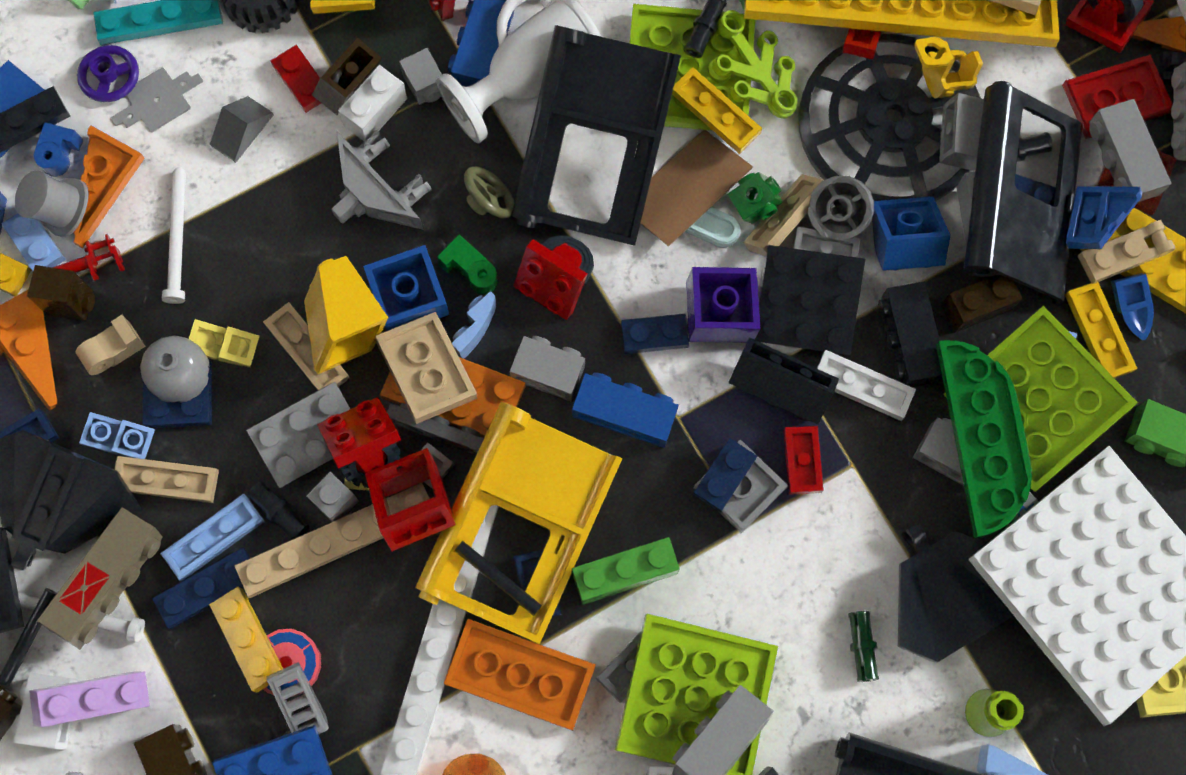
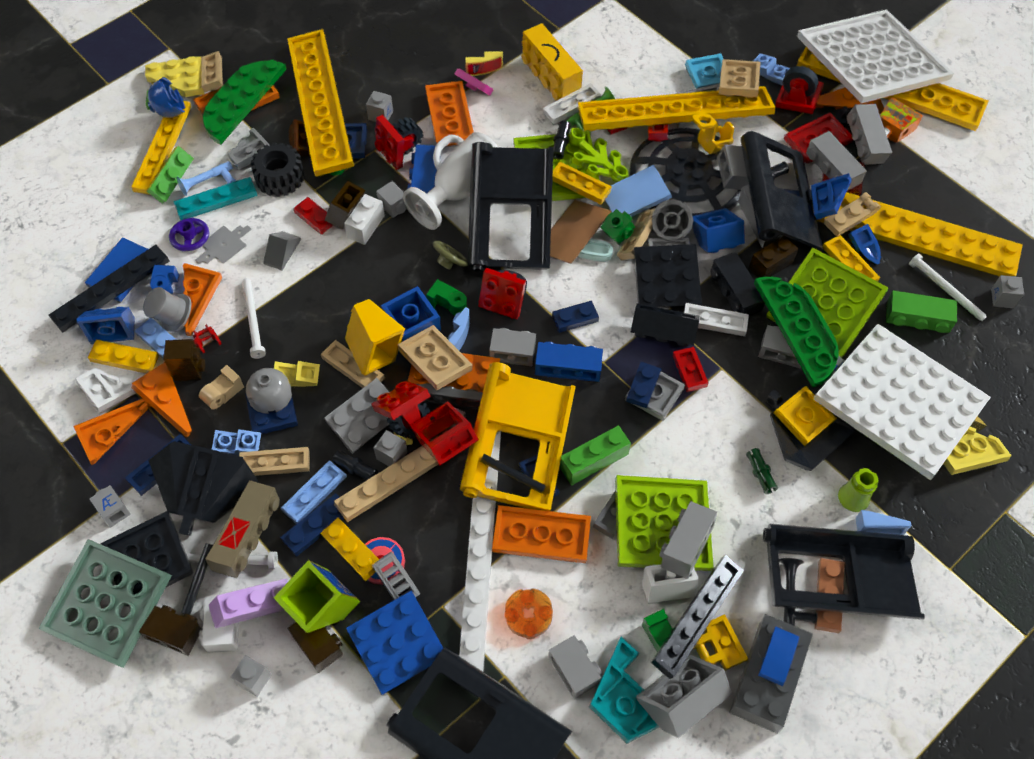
camera: 10 degrees left, 15 degrees down
(179, 713) = (316, 598): none -> lime slope
(368, 192) = (375, 269): light grey connector -> none
(722, 304) = (614, 288): dark purple brick -> none
(801, 143) = (638, 192): none -> light blue tile
(948, 578) = (804, 416): none -> yellow plate

